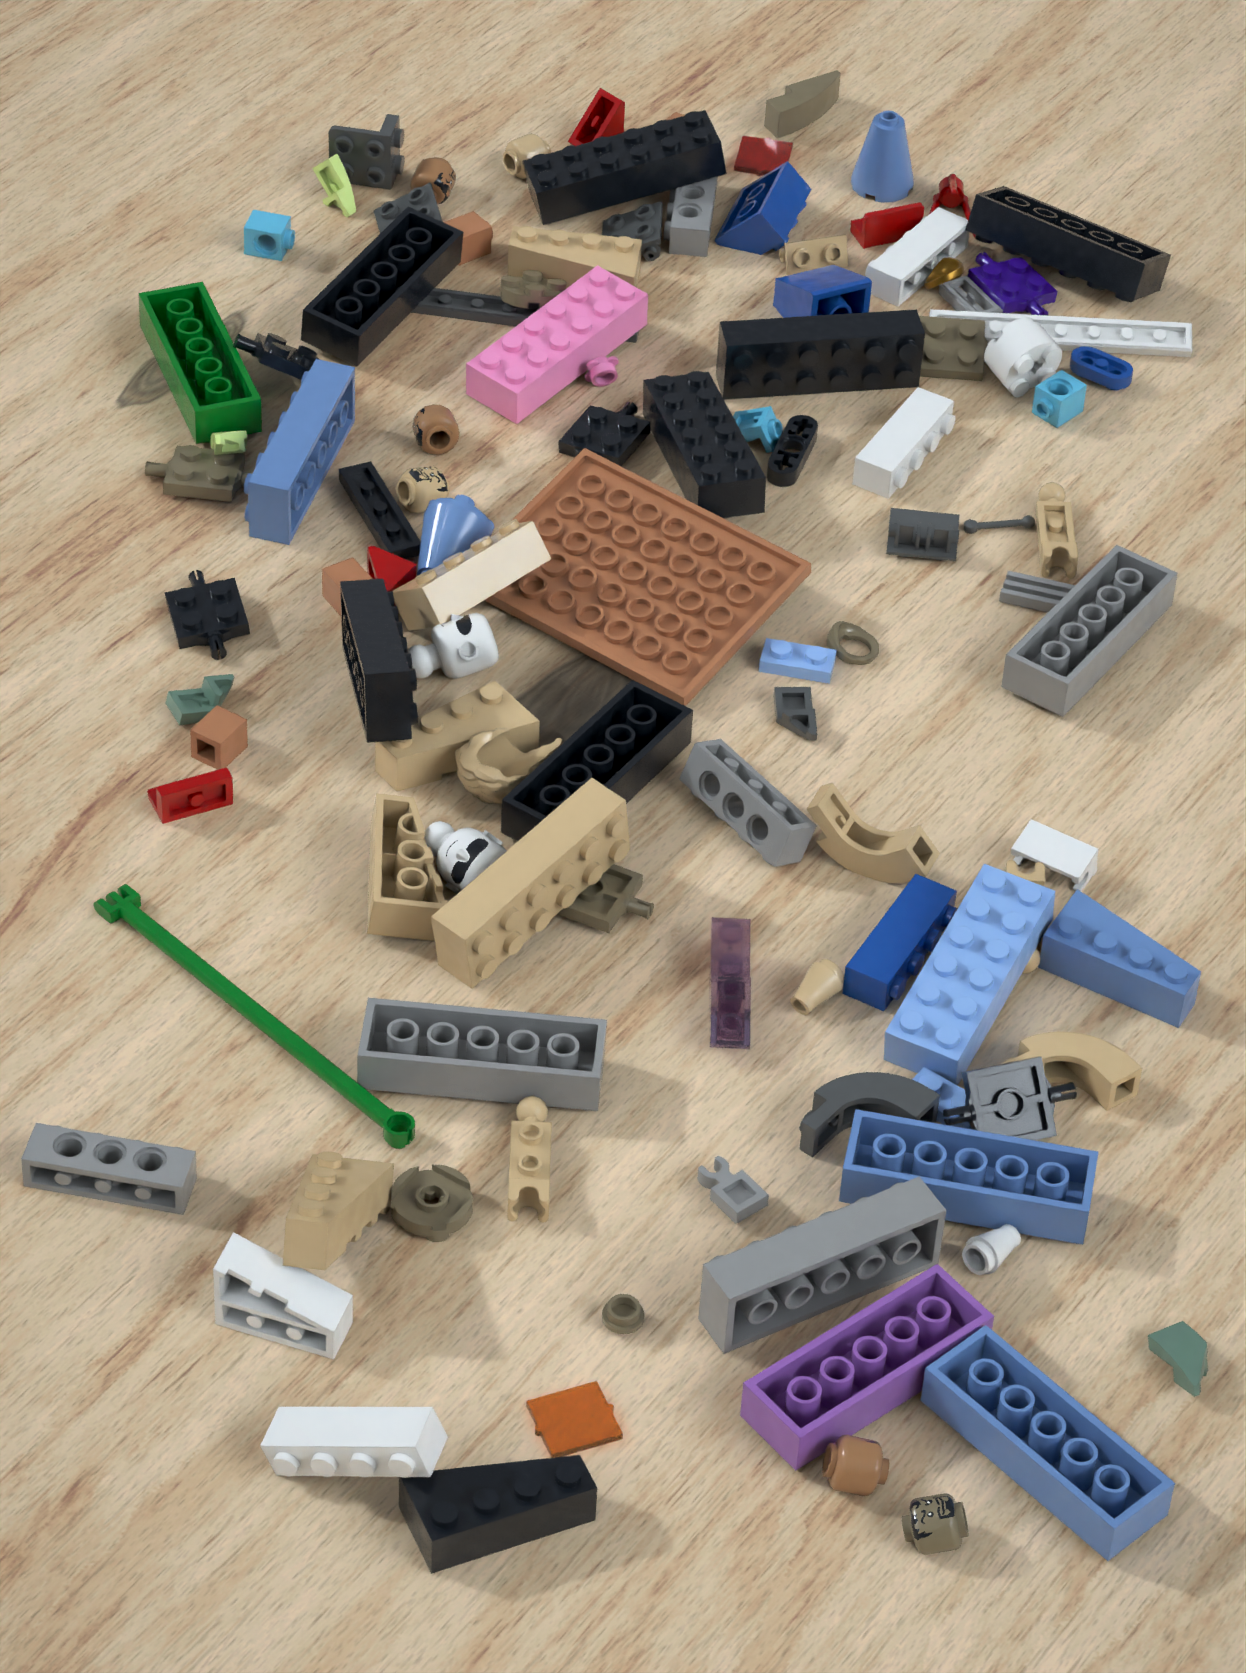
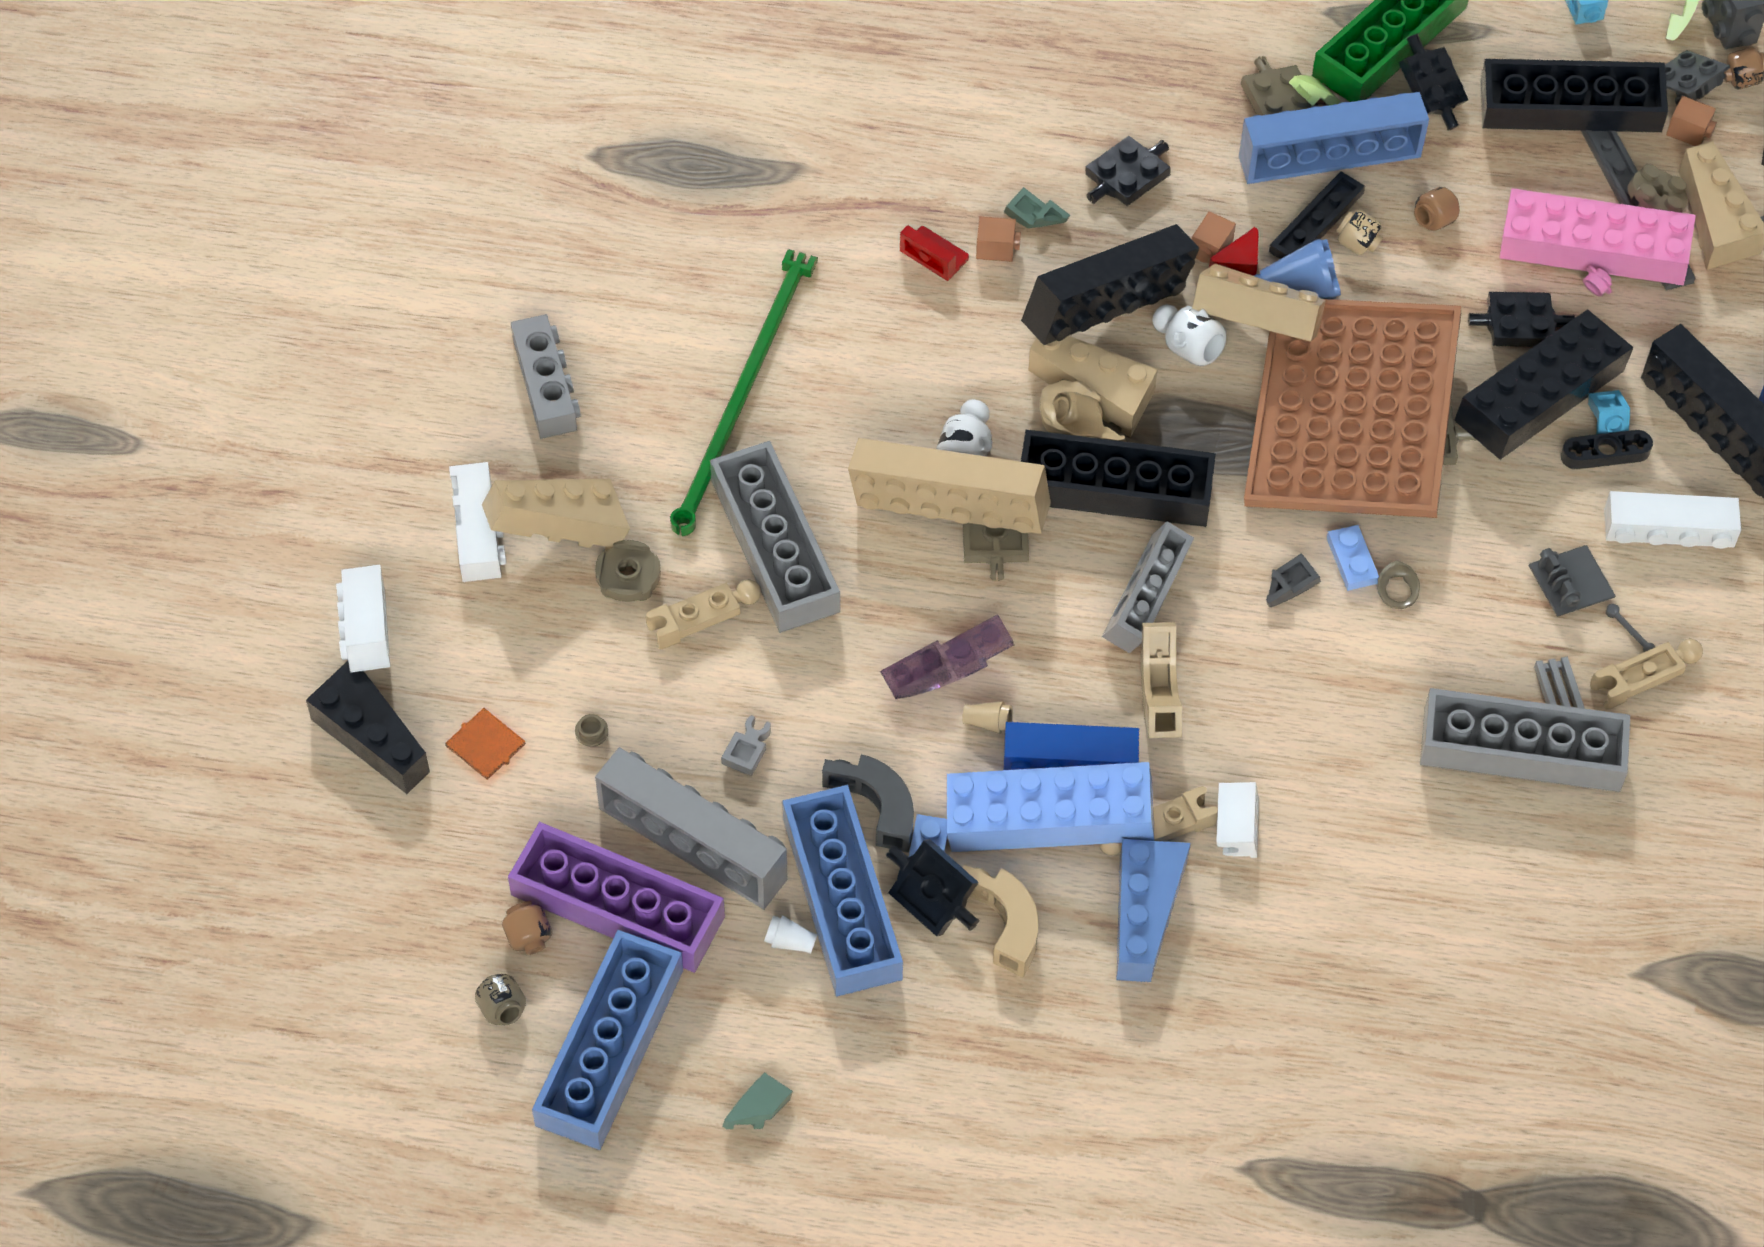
camera: 65 degrees right, 15 degrees up
(401, 872) = (923, 405): tan wedge -> none

